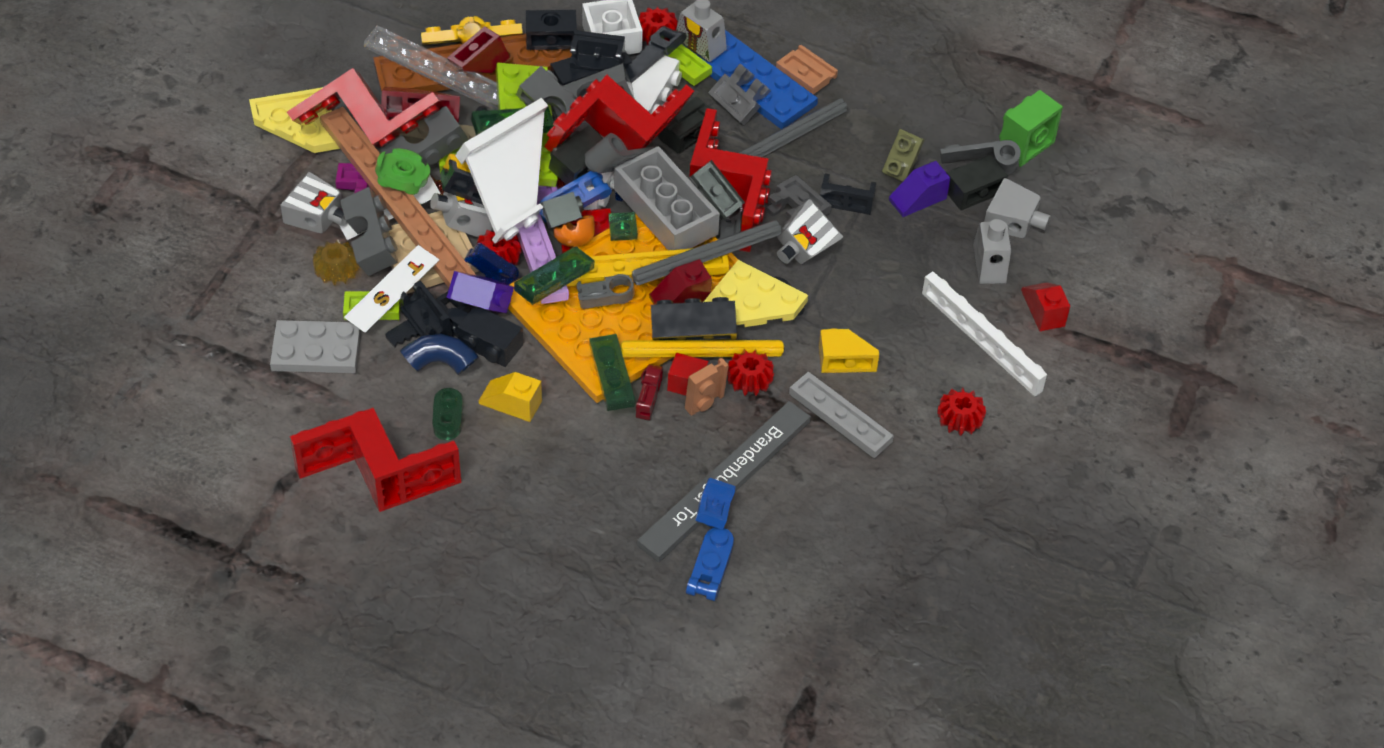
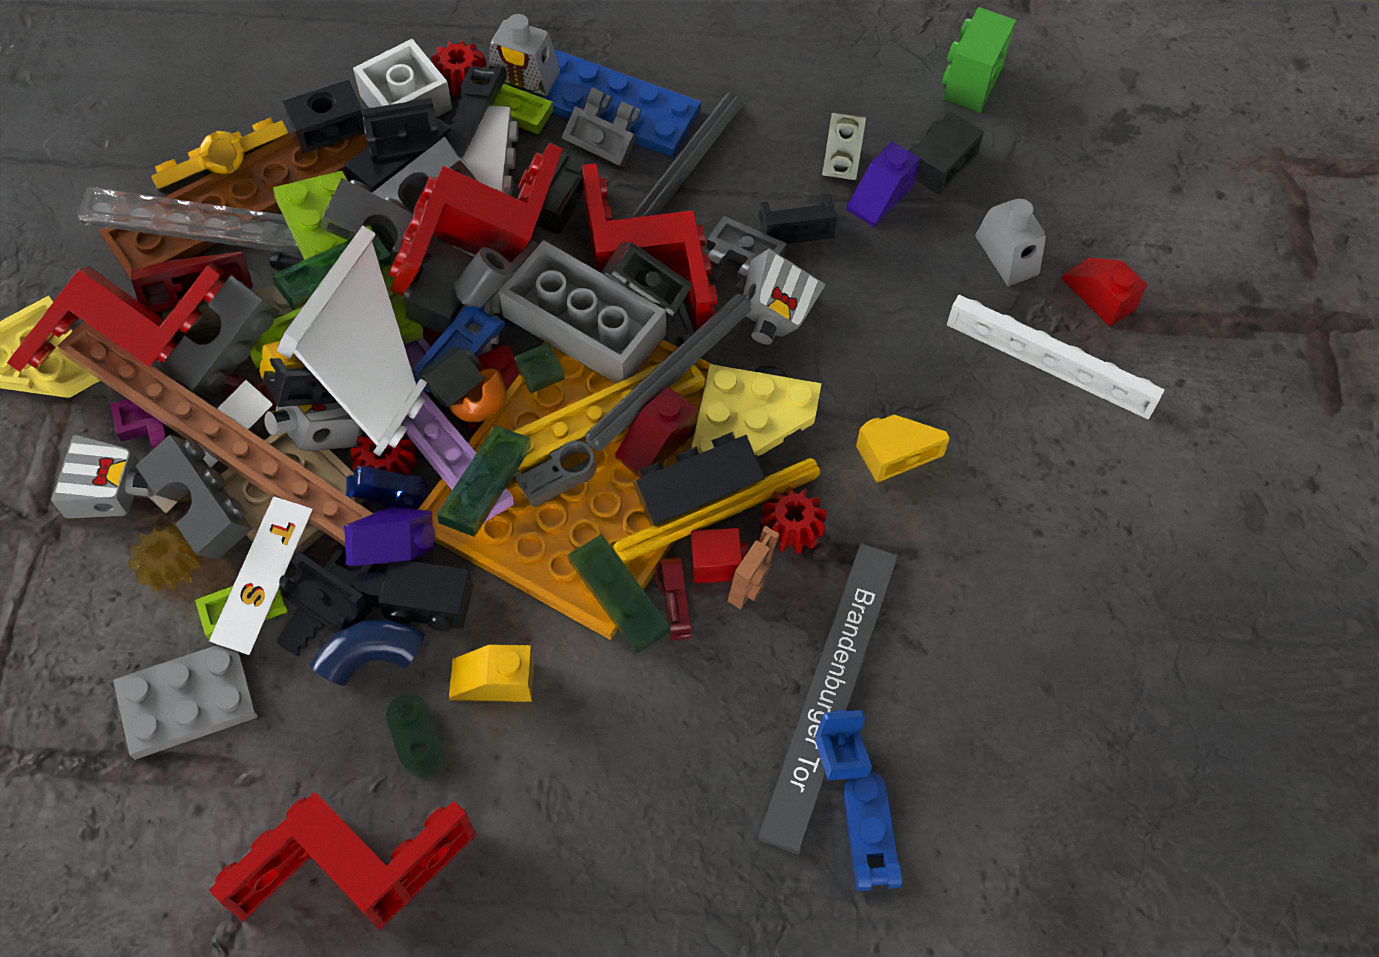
camera: 20 degrees left, 10 degrees up
(411, 179) = (193, 406): bright green plate -> none
(480, 52) = (245, 181): dark red slope -> none
(807, 69) = (670, 66): nougat plate -> none
(841, 414) = (935, 538): light grey plate -> none
(961, 411) = (1080, 477): red gear -> none
(1004, 152) = (968, 103): dark grey door -> none
(1017, 208) = (1008, 172): light grey torso -> none

